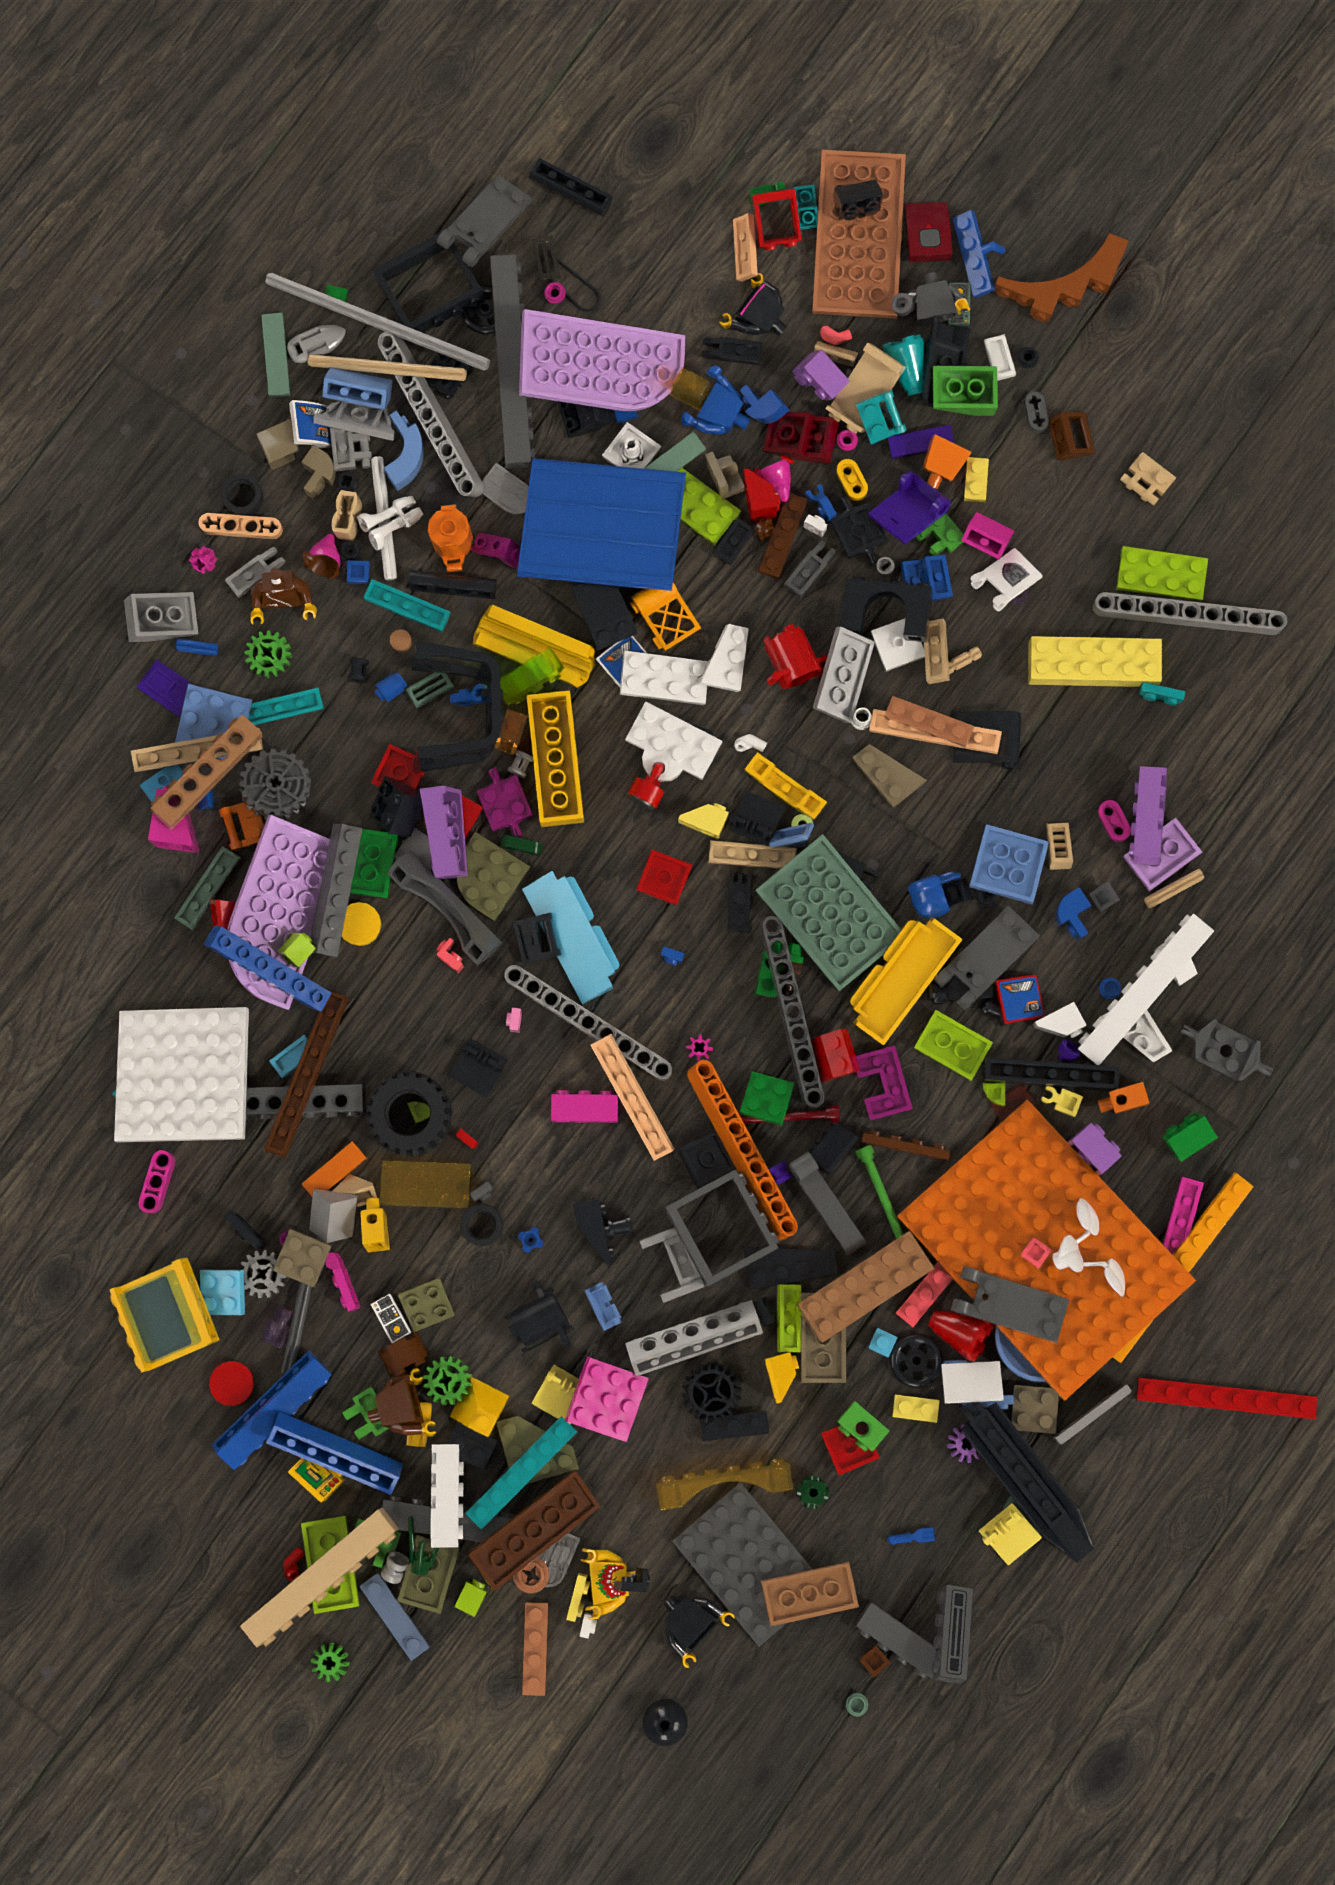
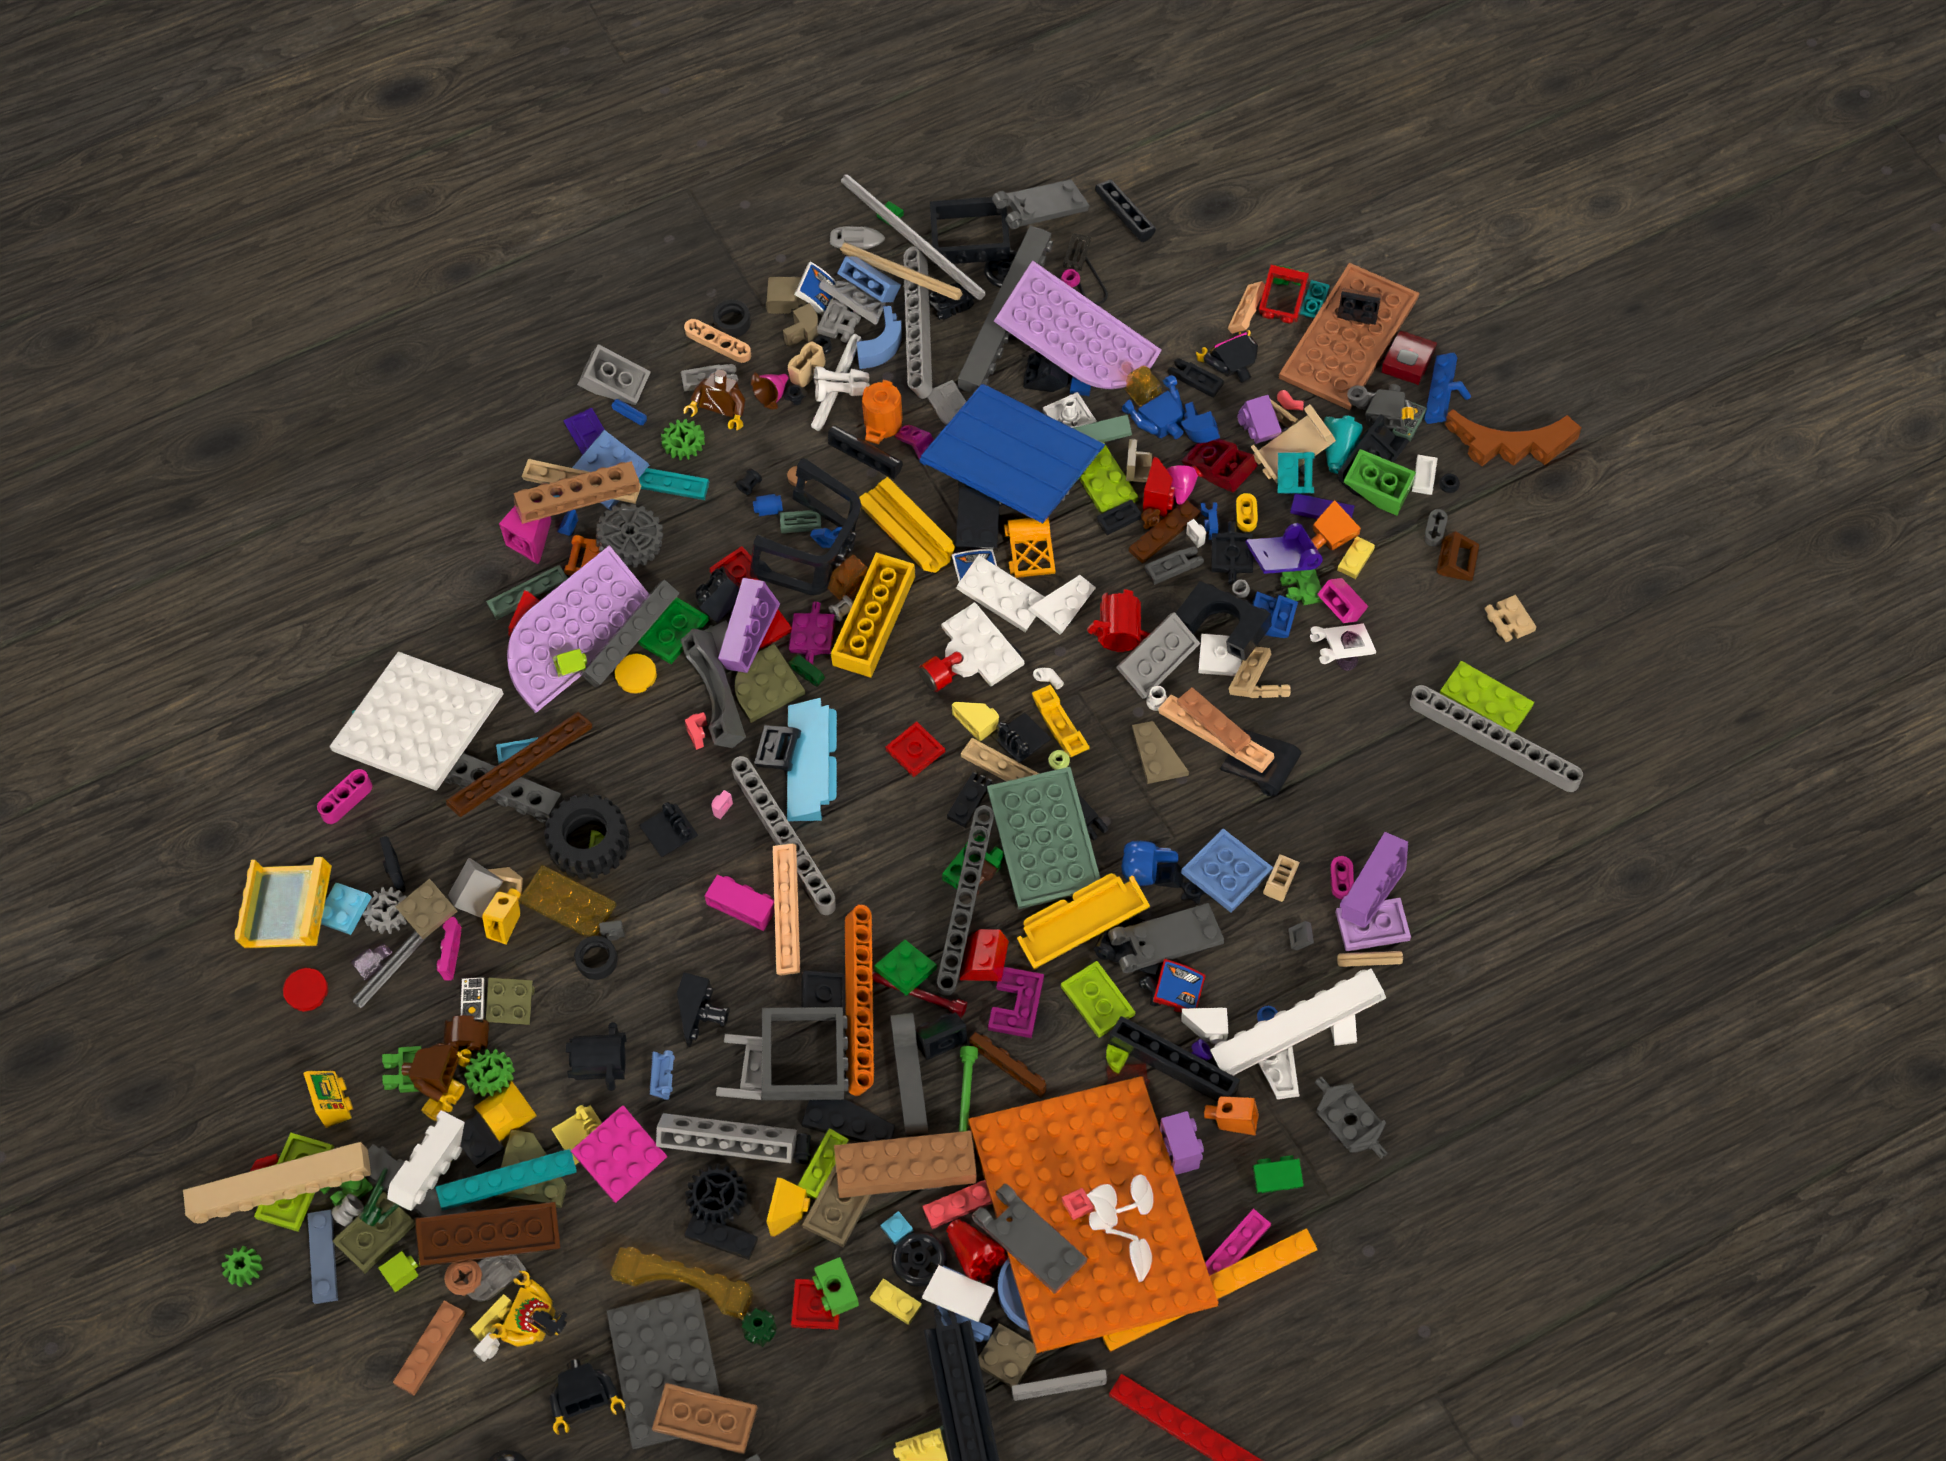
camera: 25 degrees right, 20 degrees down
(203, 559) = (672, 350): dark pink gear -> none
(267, 968) = (535, 662): blue brick -> none
(276, 355) = (819, 233): sand green tile -> none
(284, 1396) = (323, 1024): blue brick -> none
(335, 1169) = (501, 855): orange tile -> none
(335, 1453) = (354, 1082): blue brick -> none
(358, 572) = (792, 411): blue plate -> none
(407, 605) = (817, 451): teal plate -> none
(467, 1139) = (624, 881): red tile -> none
(524, 1237) = (628, 985): blue plate -> none
(530, 676) = (887, 540): clear neon green brick -> none
(672, 956) = (886, 813): blue plate -> none
(699, 1041) = (868, 892): dark pink gear -> none
(780, 1173) = (882, 1036): dark purple wheel -> none
(792, 836) = (1044, 763): medium blue slope -> none
(847, 434) = (1258, 477): dark pink plate -> none
(919, 1535) = (838, 1420): blue piece -> none
(958, 1449) = (916, 1355): medium lavender gear -> none
(1066, 1101) = (1176, 1094): light yellow plate -> none
(1067, 912) = (1265, 931): blue brick -> none
(1094, 661) = (1389, 739): light yellow brick -> none
(1168, 695) = (1443, 795): teal plate -> none

